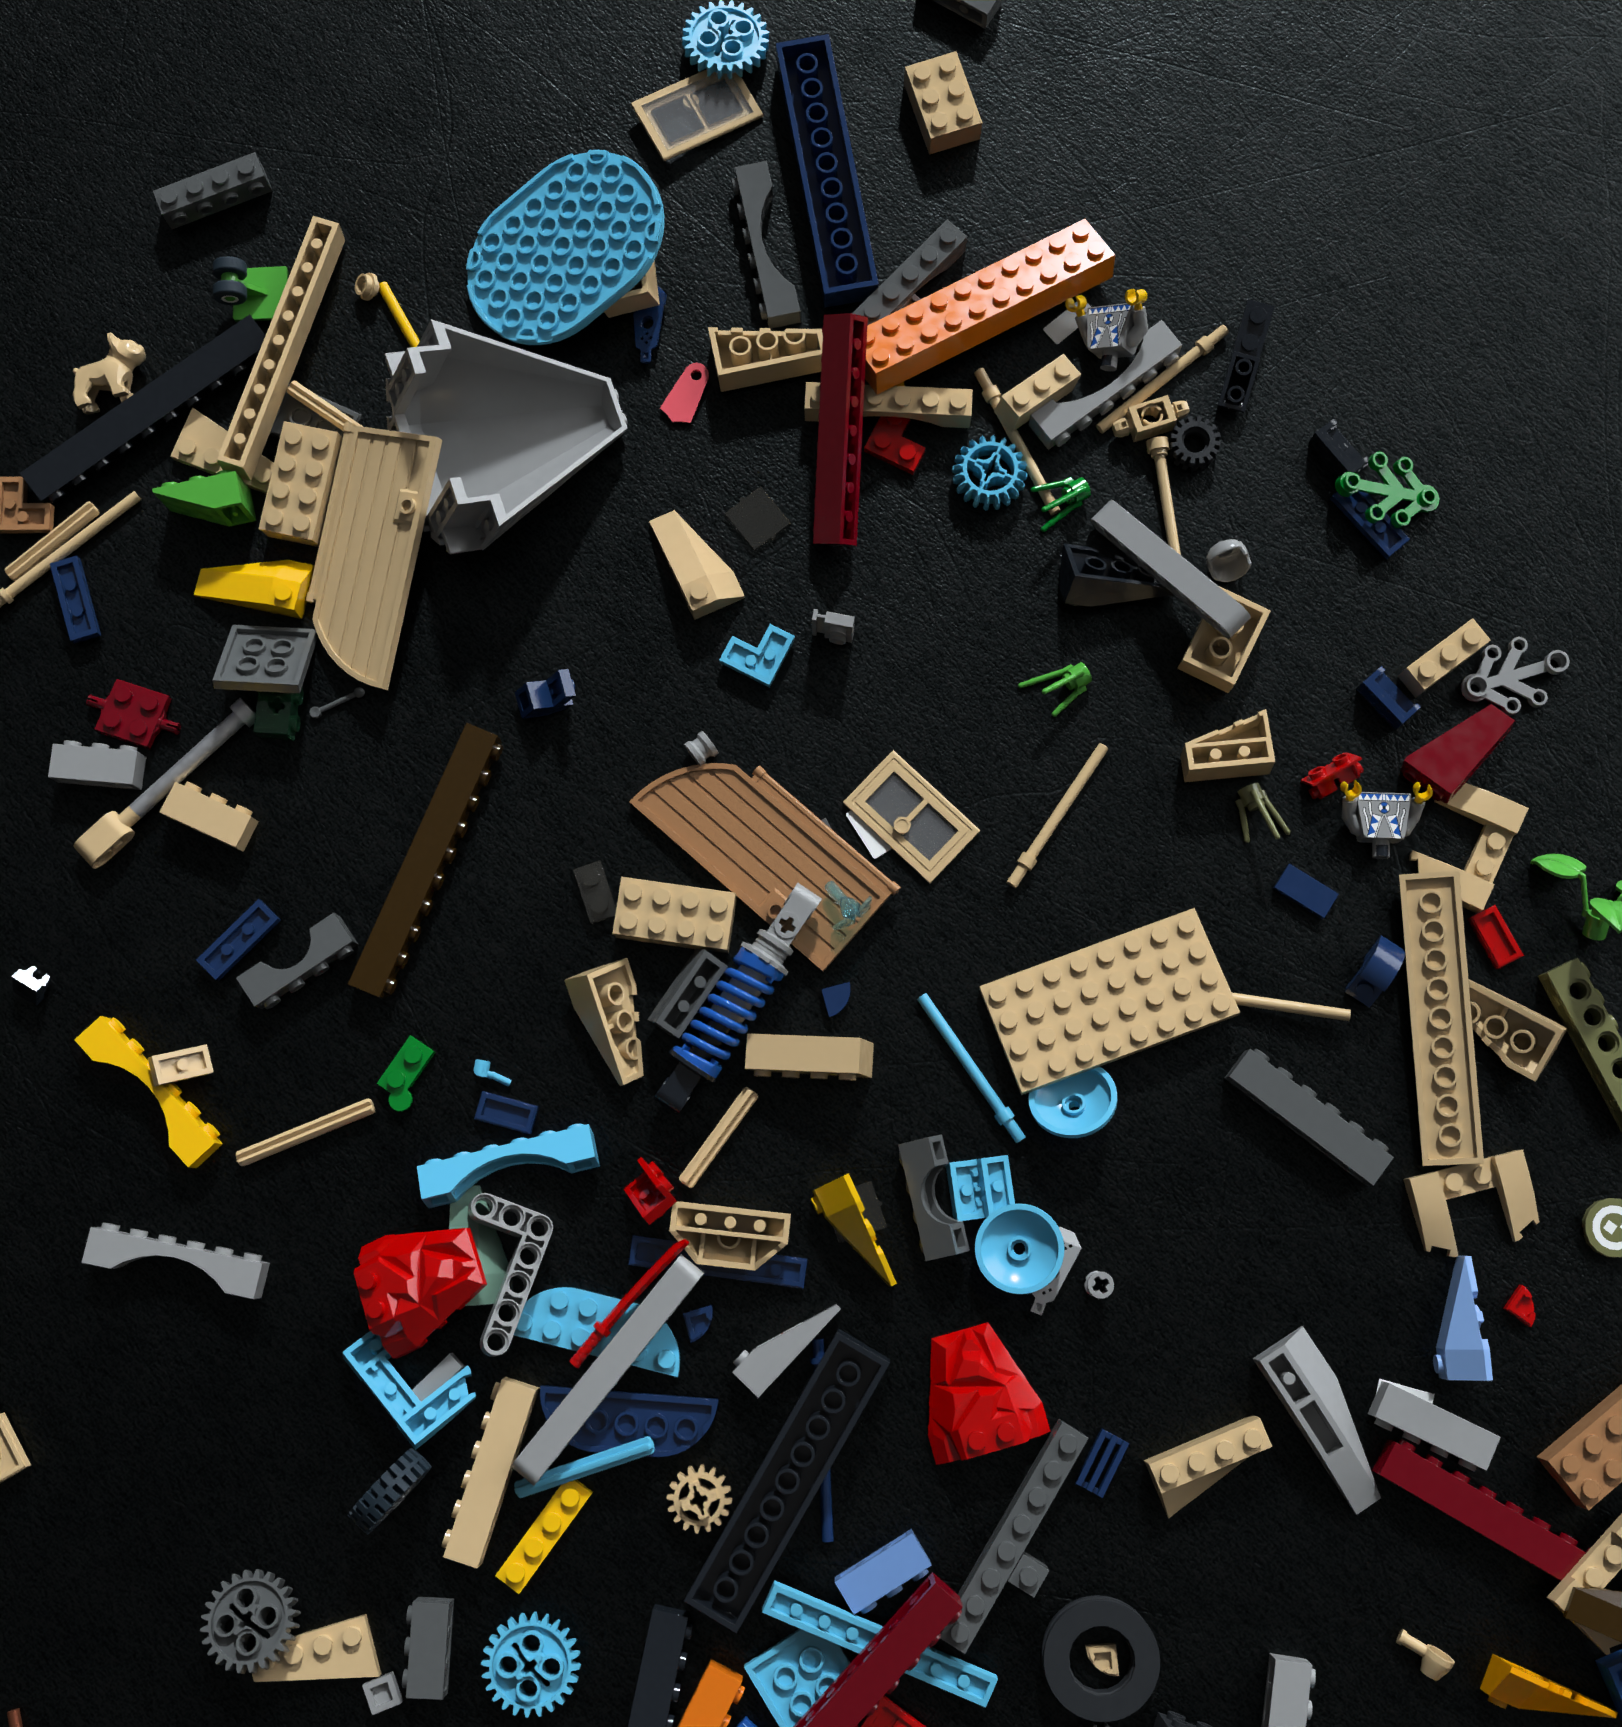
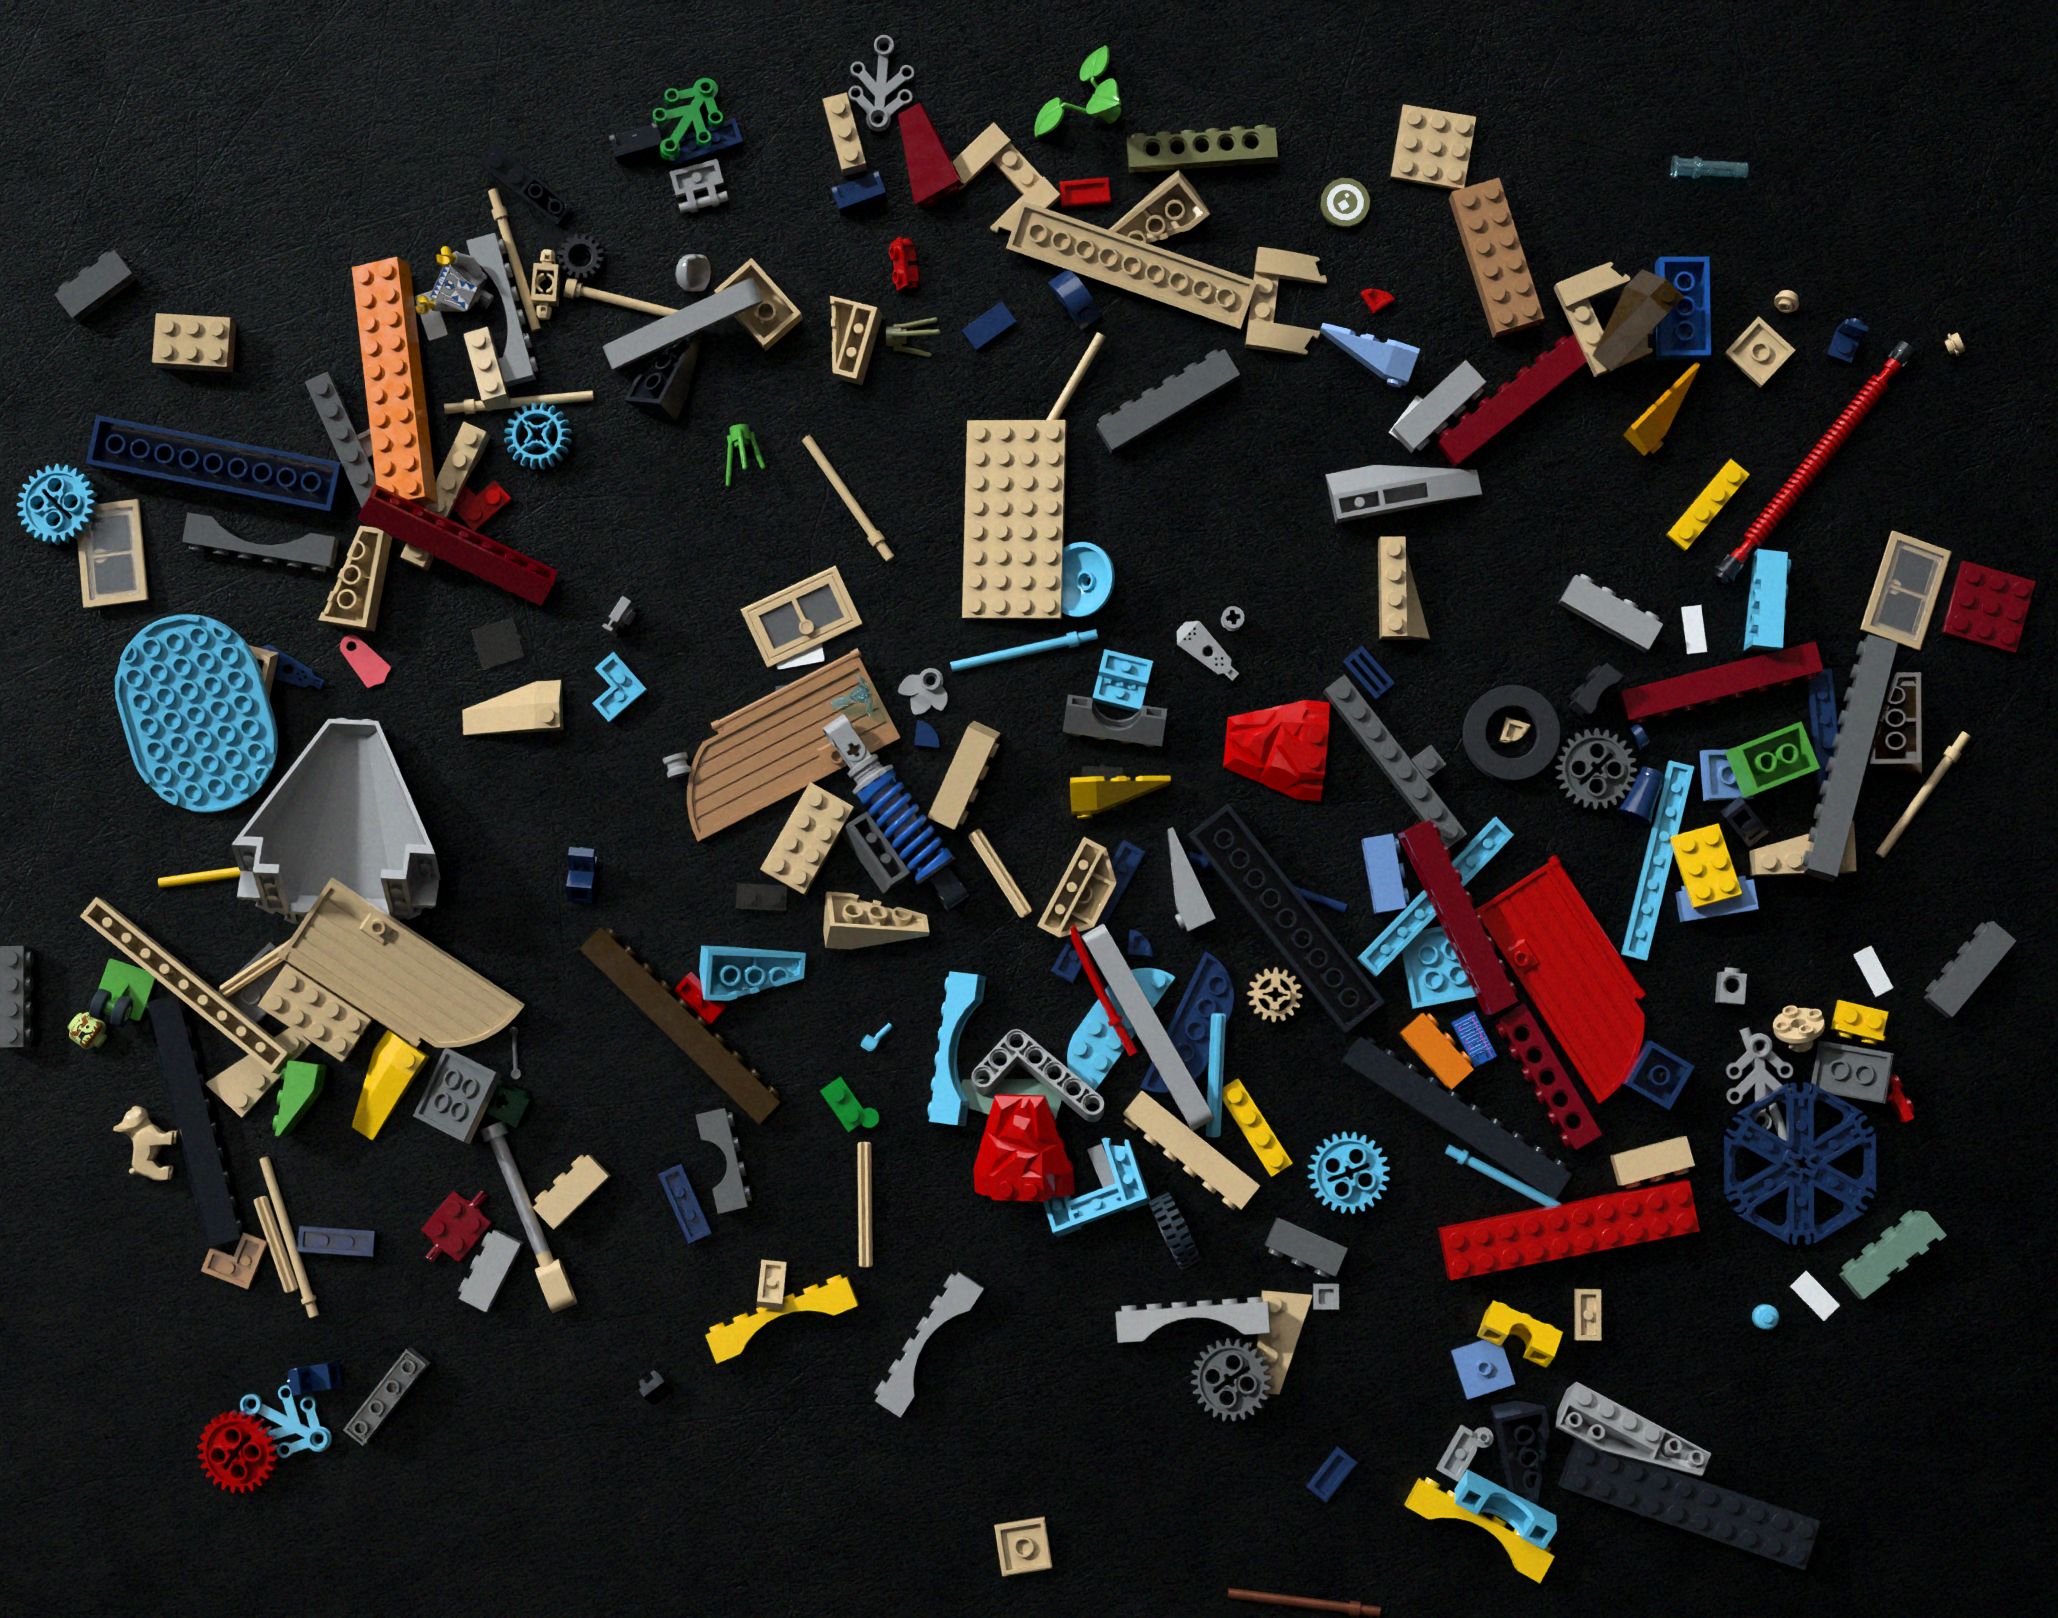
camera: 70 degrees left, 5 degrees up
(200, 273) = (87, 1031): none -> head
(323, 1611) = (1246, 1317): none -> light grey arch
(367, 286) = (156, 895): tan plate -> none
(462, 869) = (691, 992): none -> red plate
(506, 1112) = (913, 1036): dark blue tile -> none
(507, 901) = (742, 971): none -> medium azure wedge
(650, 1192) = (1023, 942): red bracket -> none
(880, 975) = (922, 694): none -> light grey plate
(1042, 1251) = (1184, 650): medium azure dish -> none
(1073, 493) = (584, 374): green plant -> none
(1328, 527) = (696, 179): none -> light grey plate
(1382, 816) = (953, 240): torso -> none
(1434, 1661) = (1611, 482): tan bar -> none

